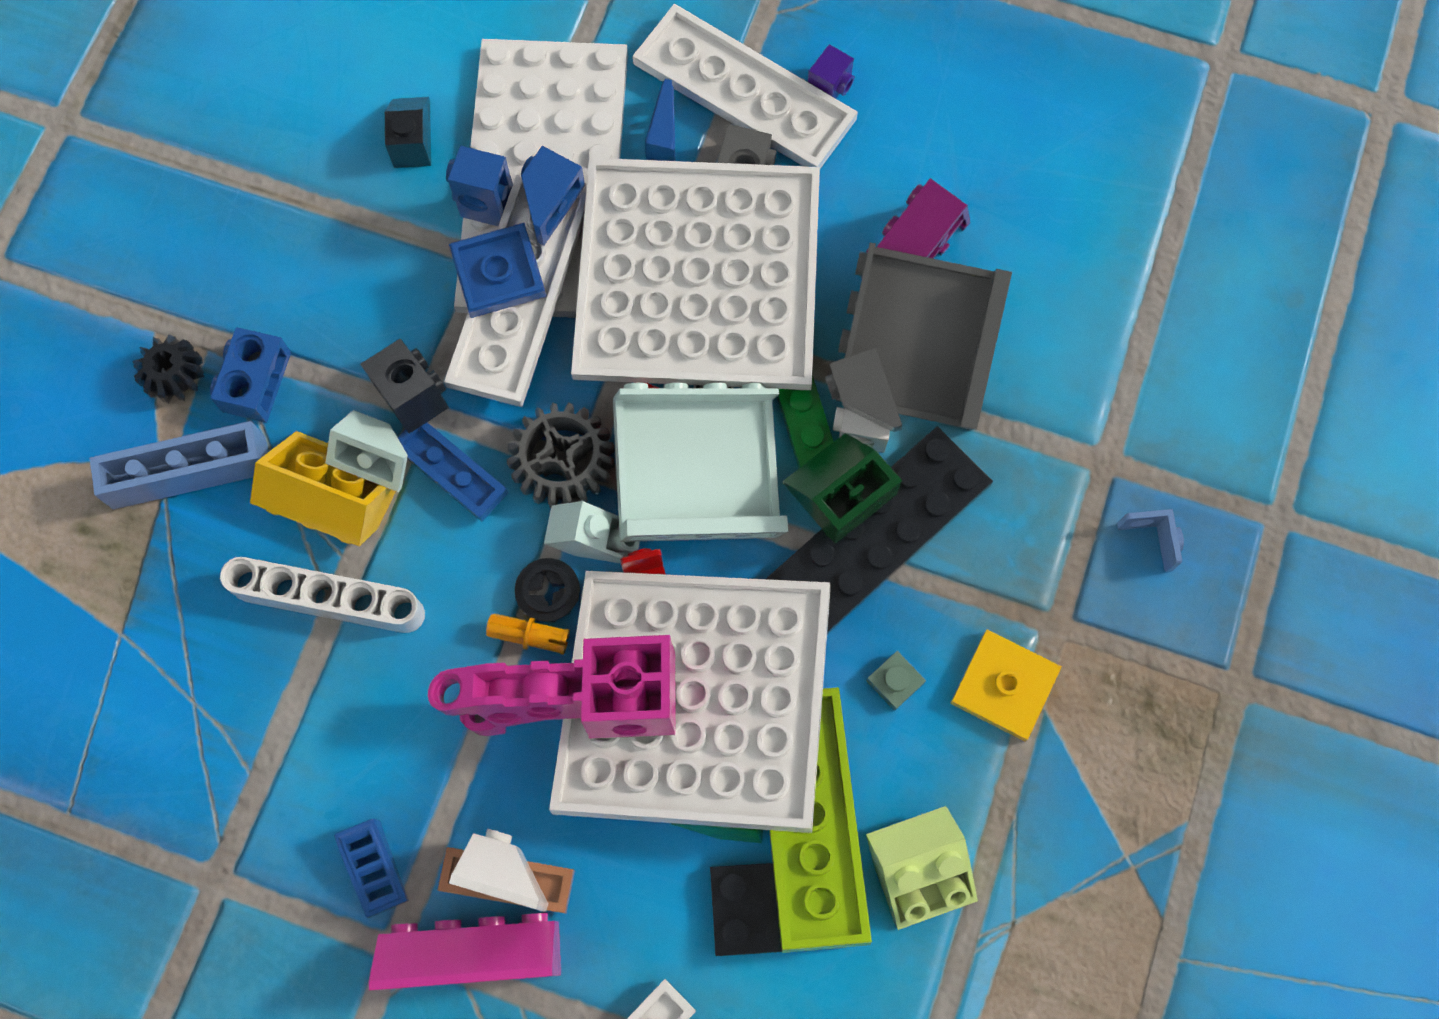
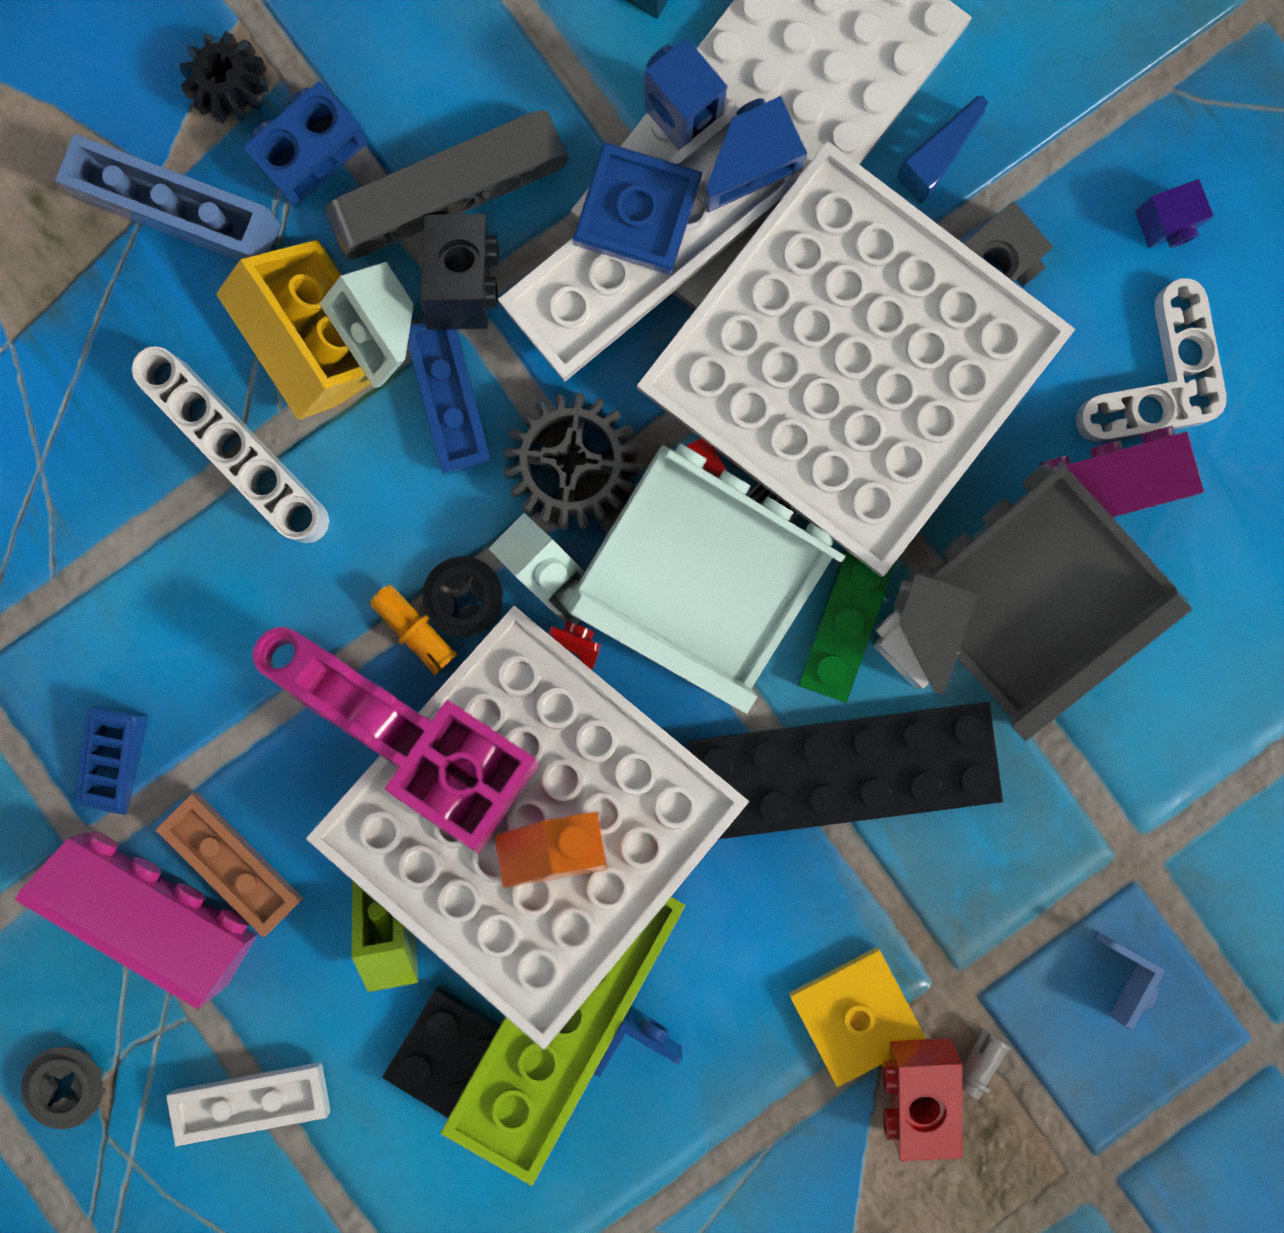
camera: 35 degrees right, 15 degrees up
(366, 331) = (446, 184): none -> dark grey beam
(498, 870) = (215, 870): white slope -> none
(648, 852) = (381, 945): none -> lime slope
(723, 693) = (551, 850): none -> orange slope
(745, 87) = (1066, 161): white plate -> none
(843, 485) = (838, 706): dark green slope -> none
(875, 790) = (648, 1033): none -> blue bracket
(895, 680) = (750, 934): sand green plate -> none
(909, 172) = (1176, 393): none -> white beam
(923, 867) = (641, 1136): yellowish green slope -> none
(1108, 658) = (982, 1064): none -> light grey pin
(1110, 712) = (927, 1127): none -> red brick

